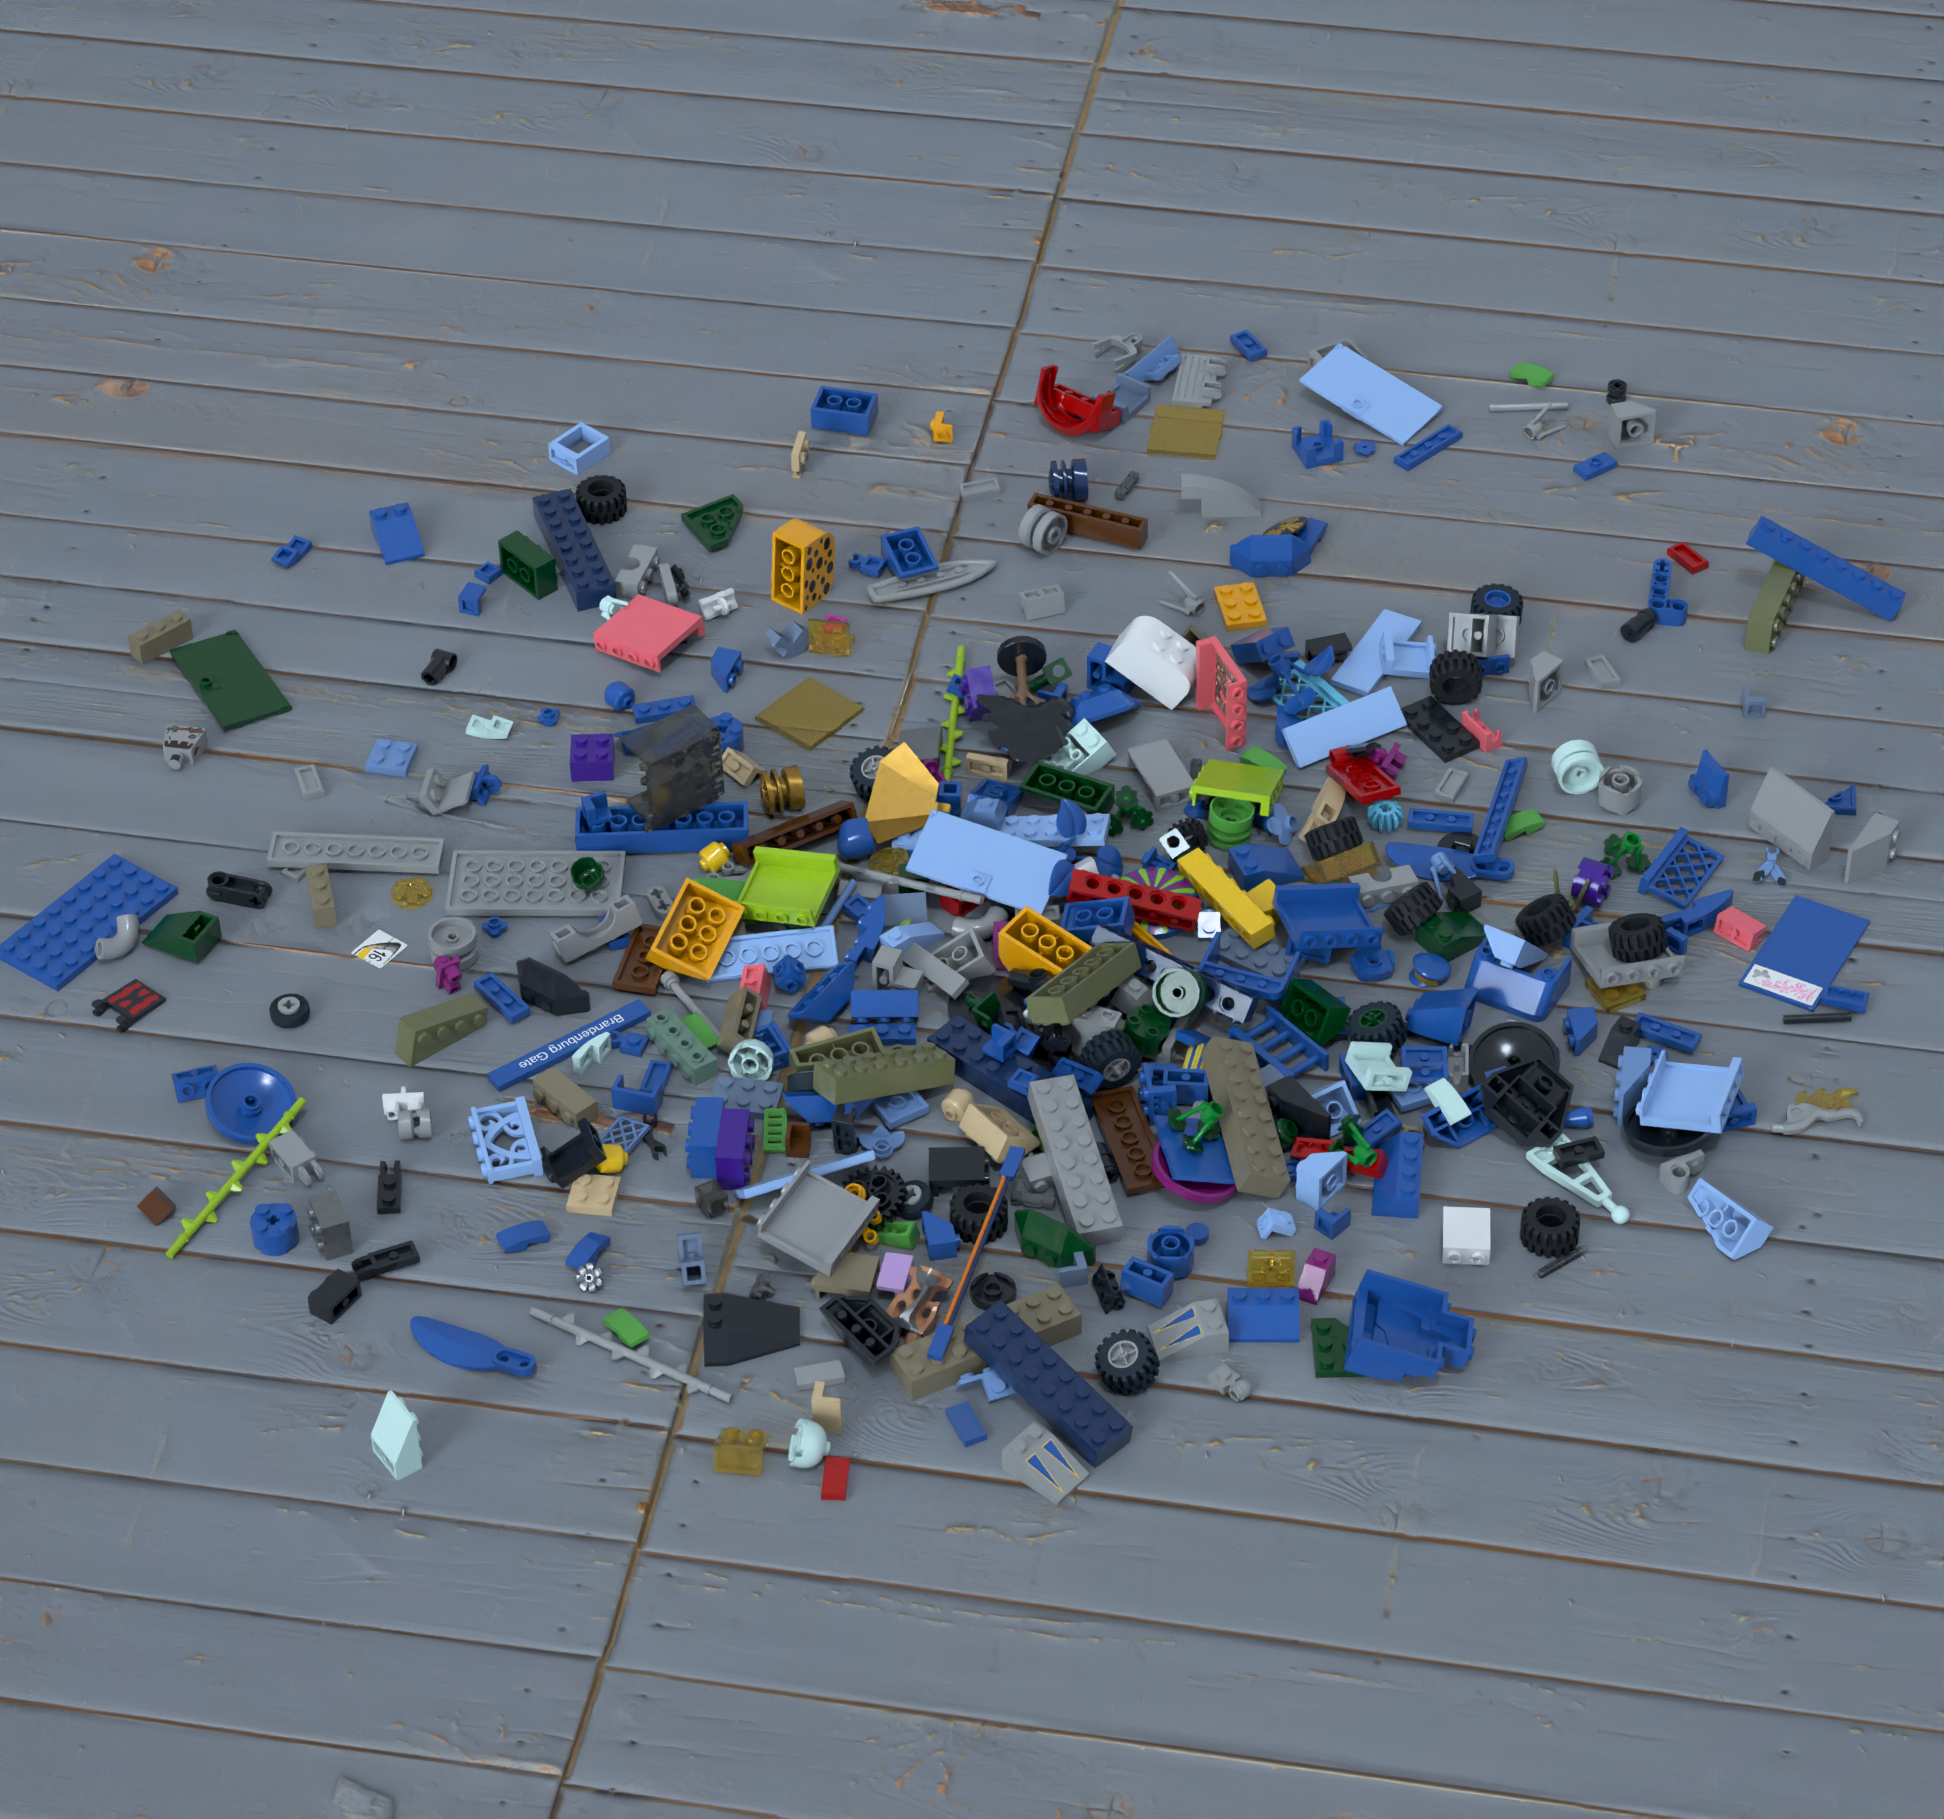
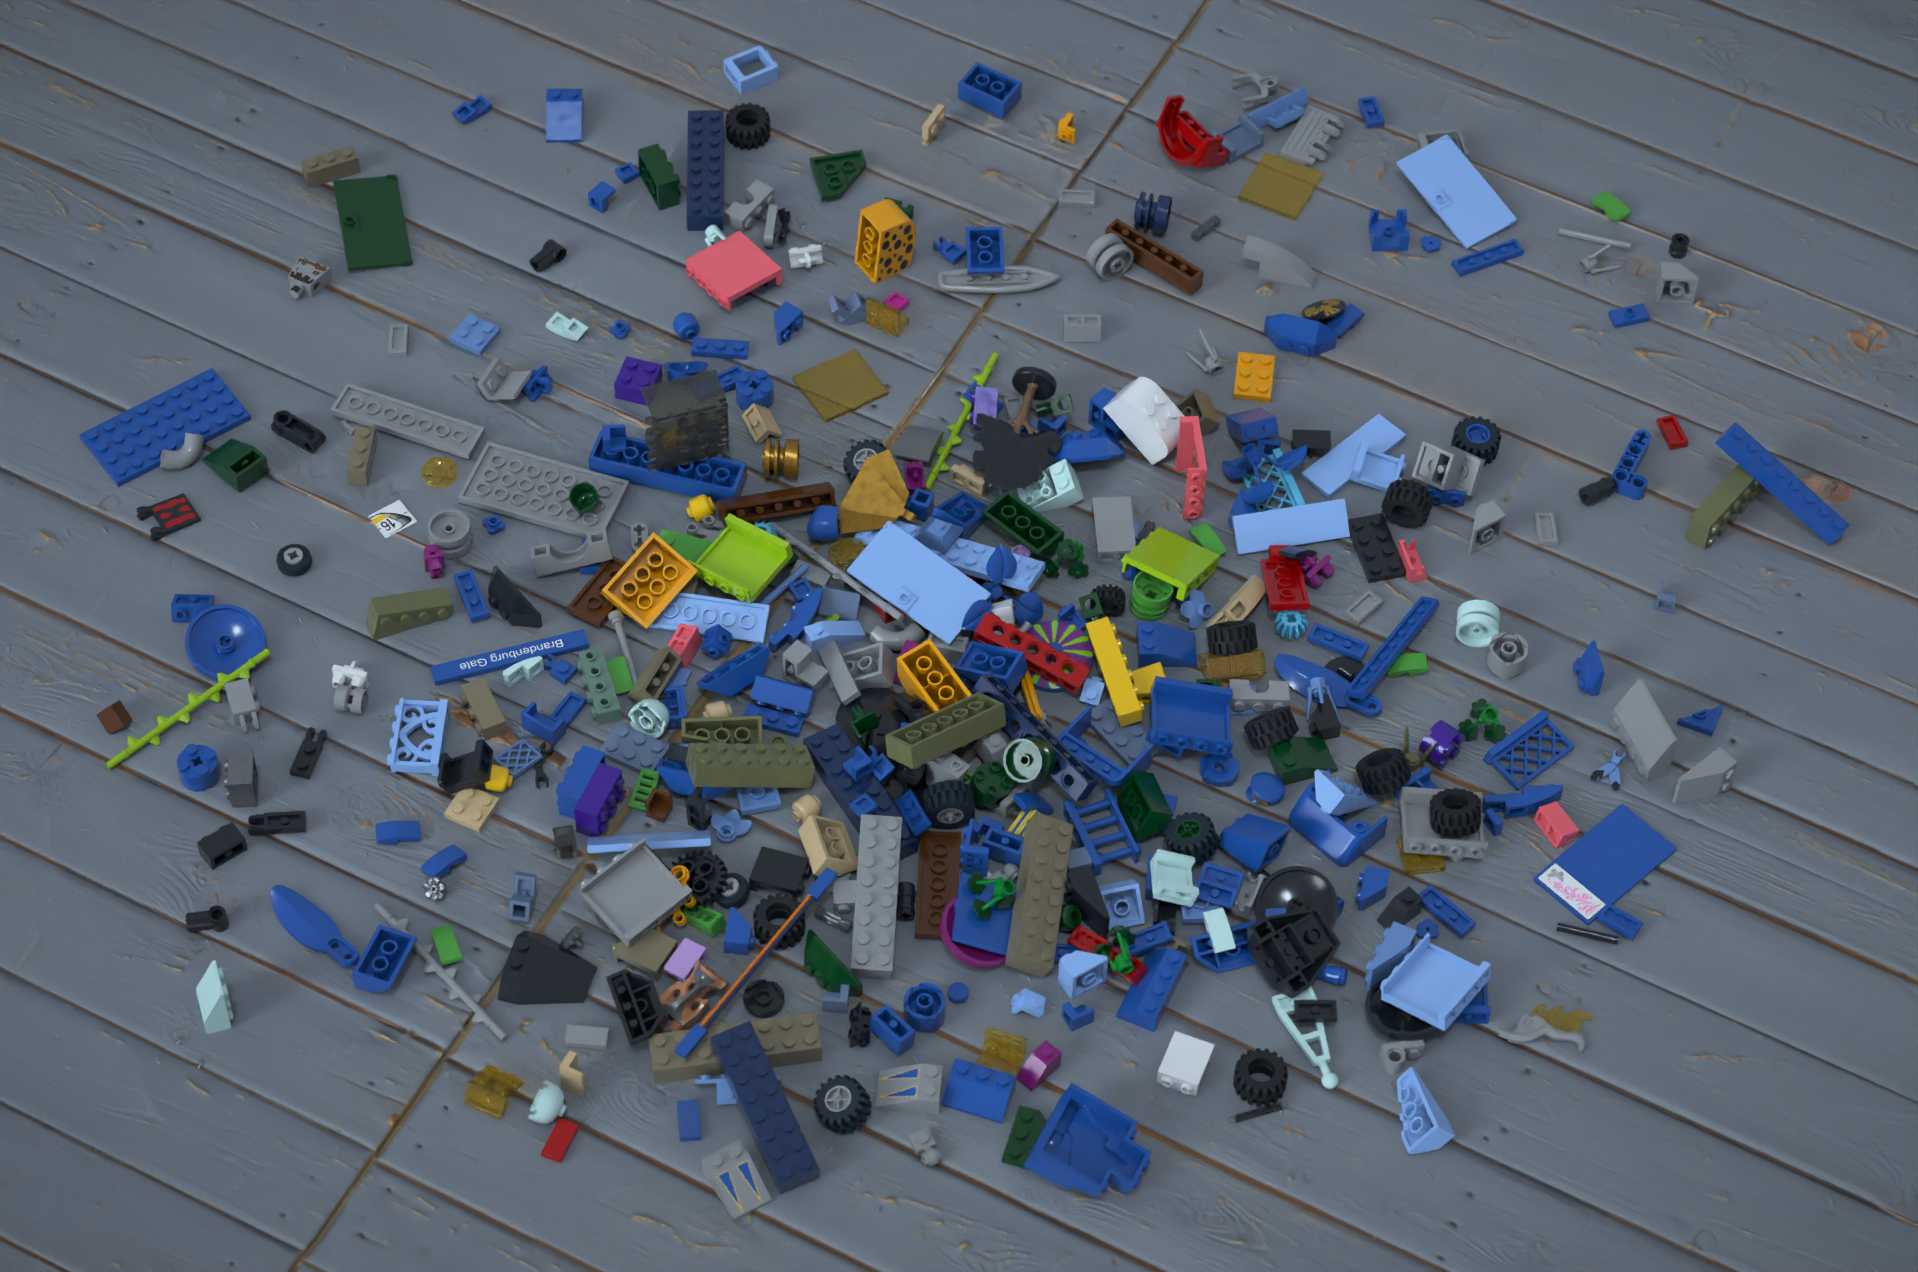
camera: 15 degrees right, 10 degrees up
(358, 1368) = (207, 920): none -> black piece
(566, 1355) = (382, 959): none -> blue slope

